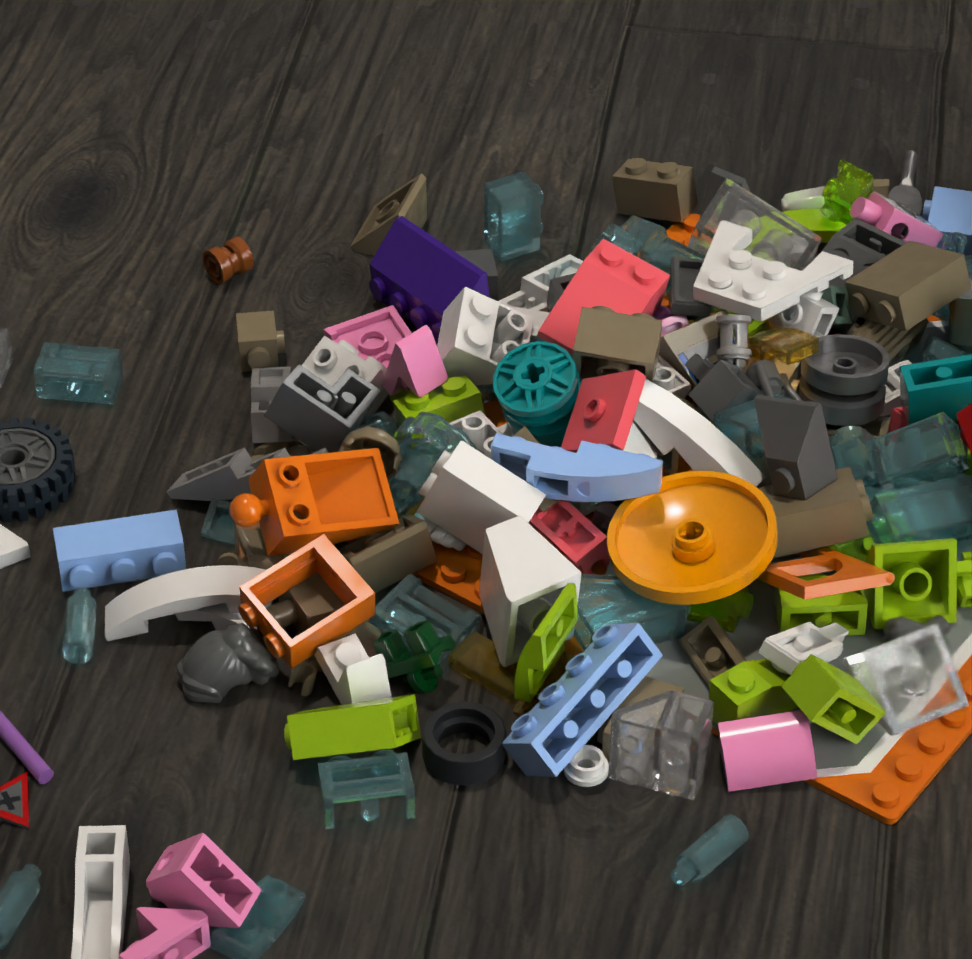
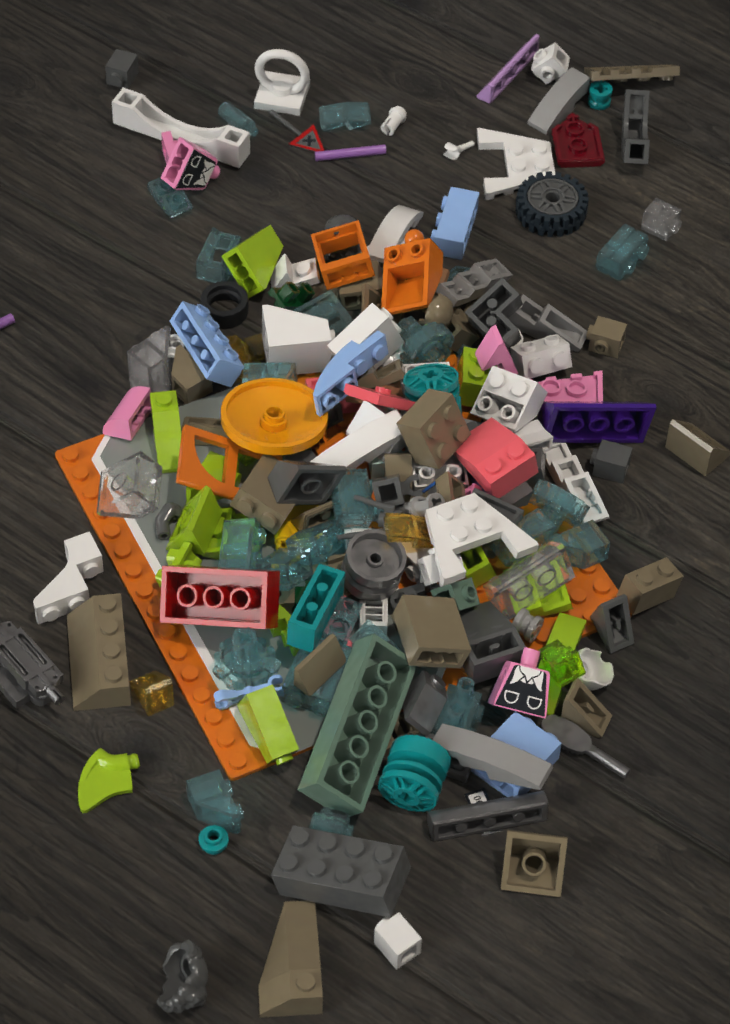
camera: 115 degrees right, 10 degrees up
(79, 627) = (411, 194): clear light blue cylinder -> none
(227, 260) = (698, 350): dark orange wheel -> none
(512, 216) = (655, 491): clear light blue brick -> none
(546, 645) = (243, 331): lime slope -> none
(709, 850) = (87, 368): clear light blue cylinder -> none
(796, 644) = (169, 436): white hinge -> none
(833, 699) = (127, 433): lime brick -> none

